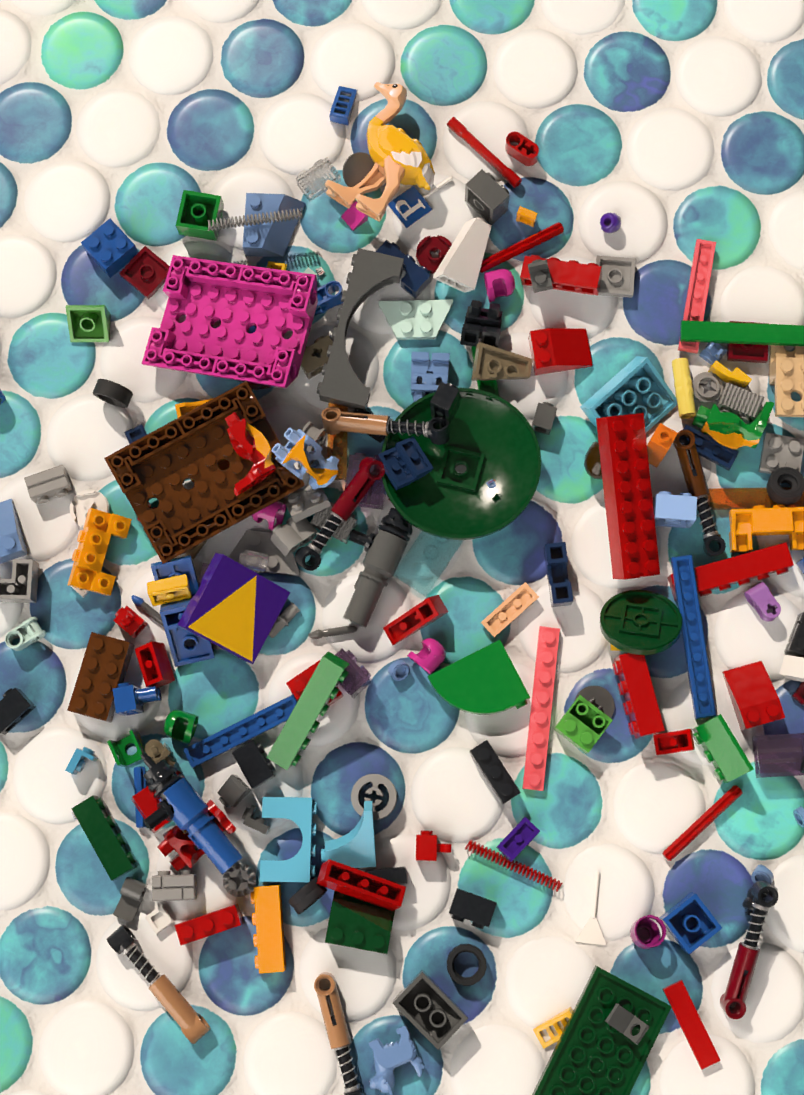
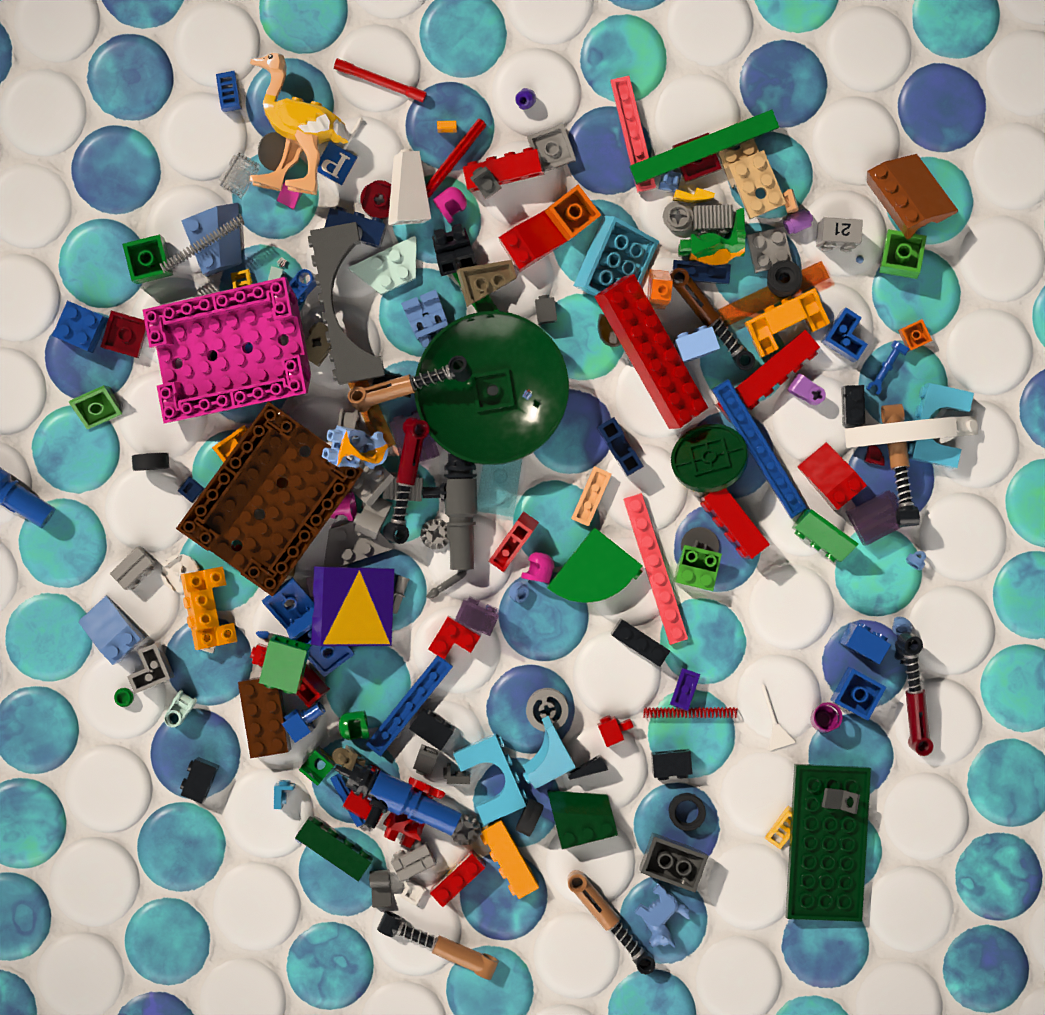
camera: 25 degrees left, 10 degrees up
(142, 632) = (284, 664): none -> brick
(169, 590) = (288, 615): yellow slope -> none
(253, 446) = (301, 457): red hips -> none
(254, 561) = (349, 556): clear brick -> none
(308, 711) = (458, 665): brick -> none
(335, 579) = (432, 525): none -> light grey gear
(361, 885) = (570, 789): red brick -> none
(405, 463) = (443, 410): dark blue slope -> none
(445, 401) = (454, 341): black brick -> none
(487, 196) = (403, 125): dark grey brick -> none
(525, 151) = (419, 59): red beam -> none
(609, 340) = (572, 212): none -> orange brick
(674, 742) = (781, 548): red slope -> none
(683, 388) = (657, 227): light yellow axle -> none
(691, 1024) = (892, 774): red tile -> none
(702, 823) = (833, 604): red axle -> none
(719, 874) = (867, 644): none -> blue brick

